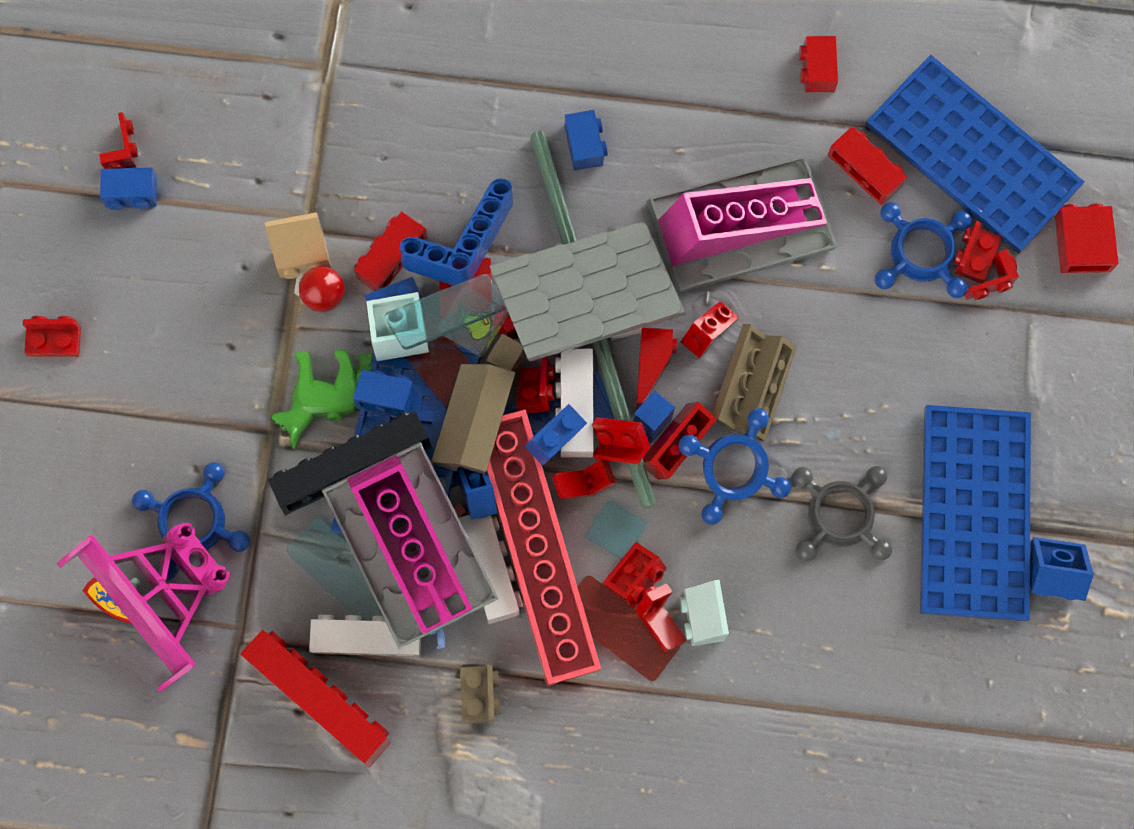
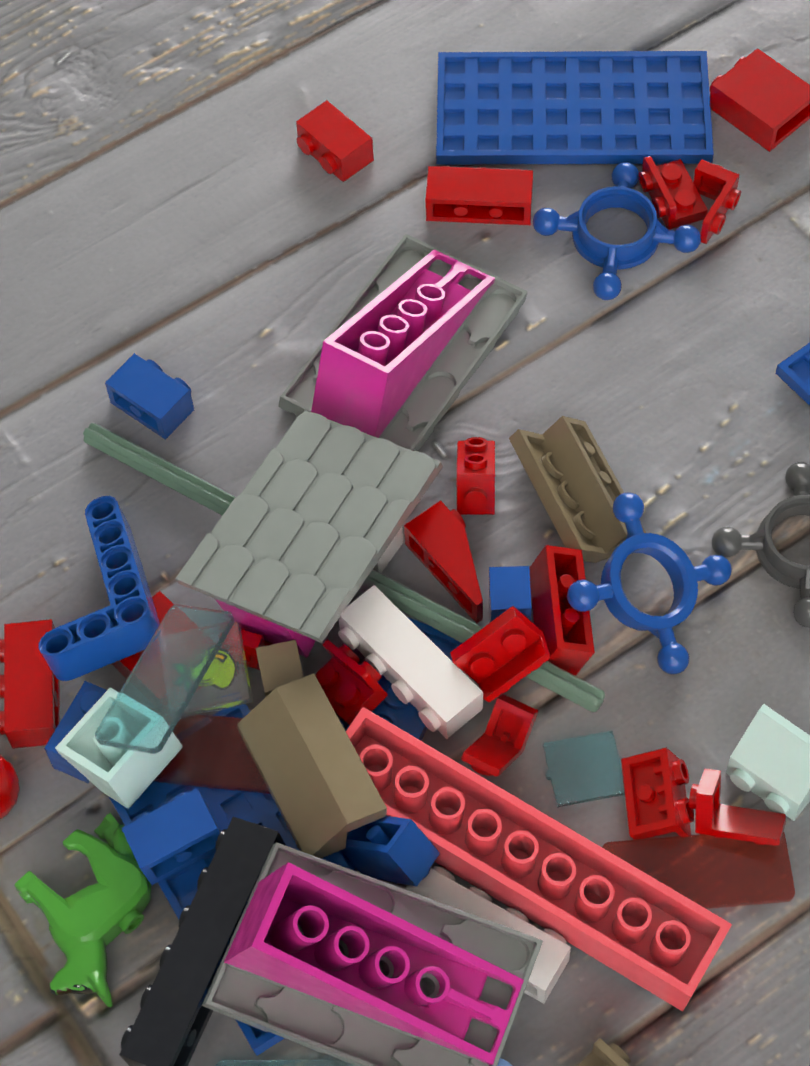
camera: 35 degrees left, 15 degrees down
(555, 434) = (427, 701): blue brick -> none

